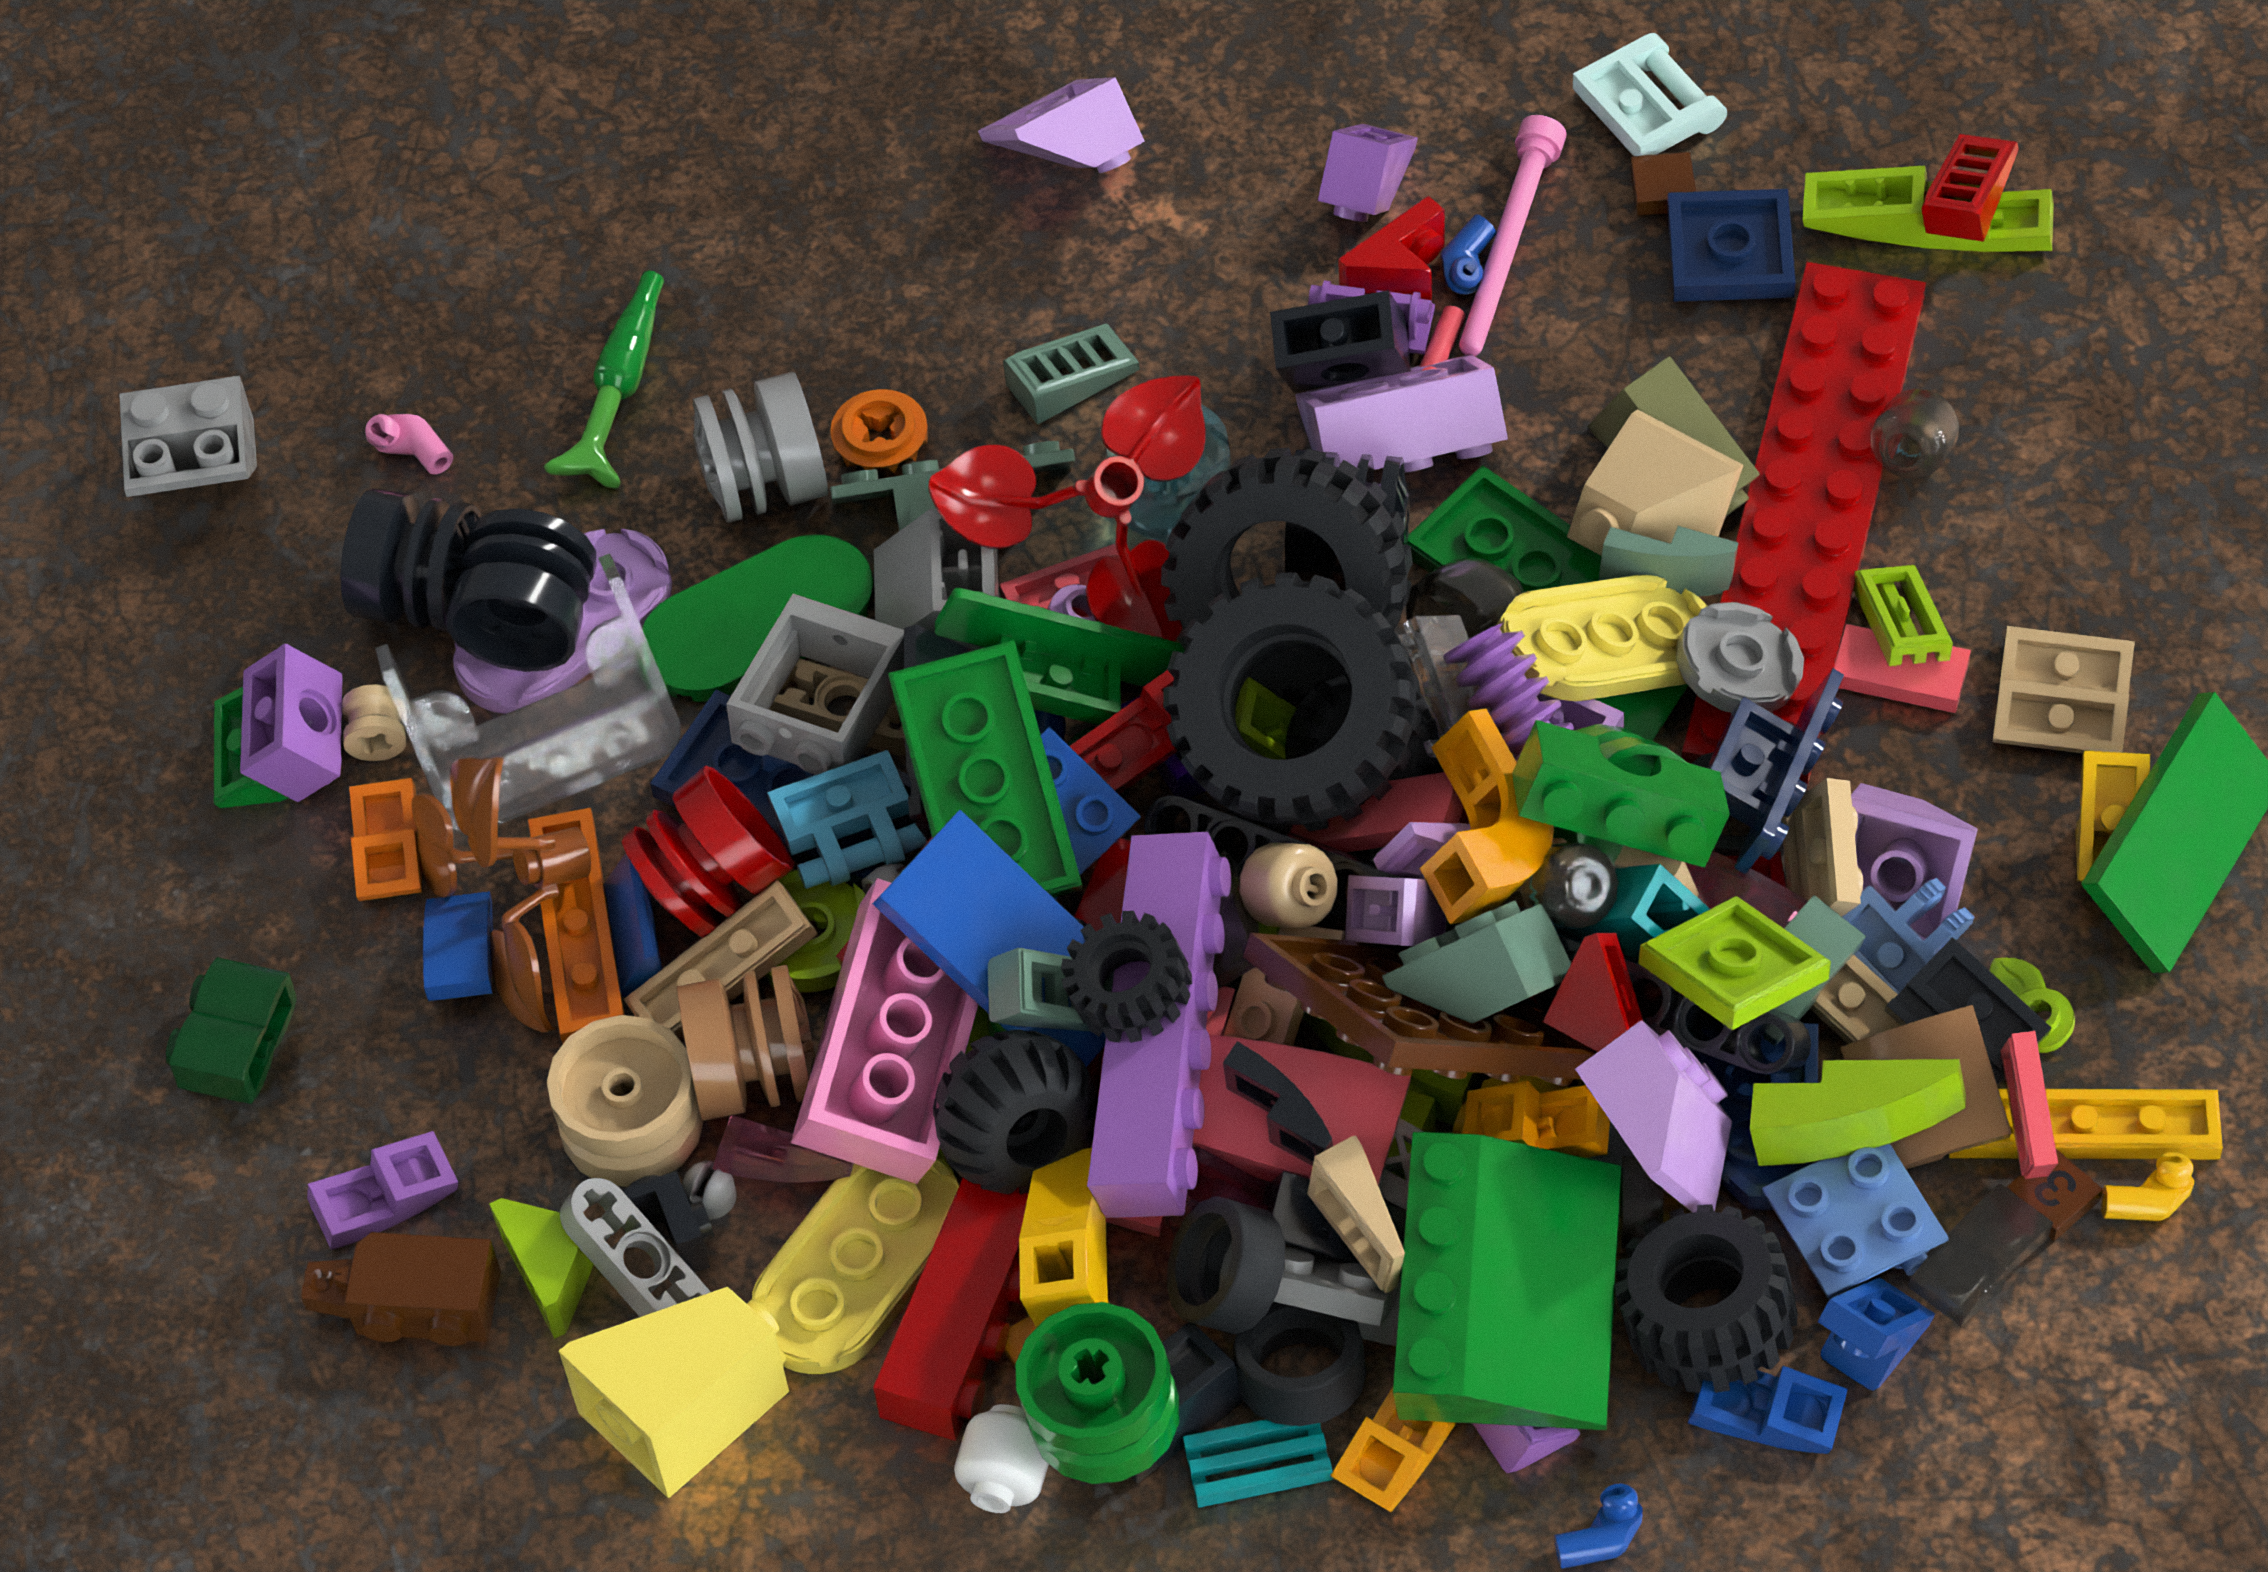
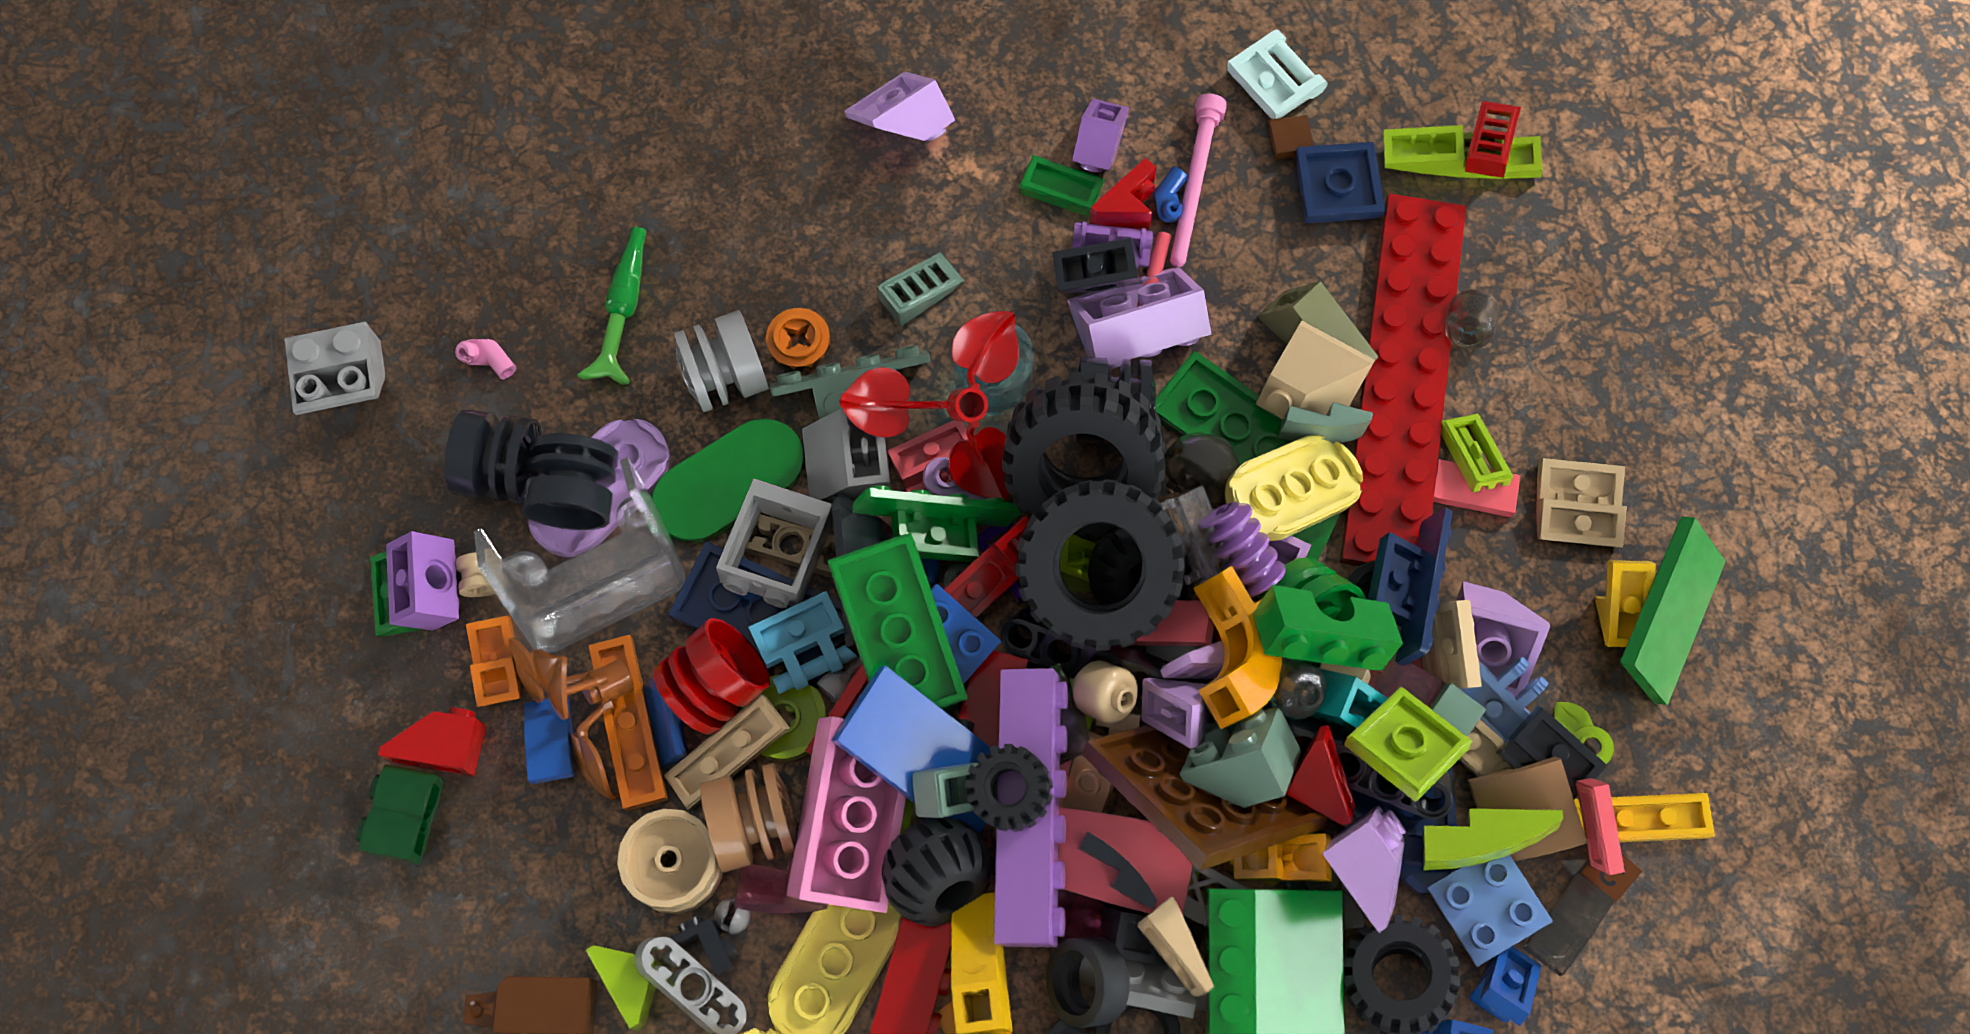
camera: 10 degrees left, 15 degrees up
(299, 933) = (439, 743): none -> red slope
(393, 1188) = (512, 928): medium lavender slope -> none
(1297, 238) = (1061, 185): none -> green tile
(1737, 654) = (1379, 496): light grey tile -> none
(2158, 1194) = (1675, 872): yellow arm -> none

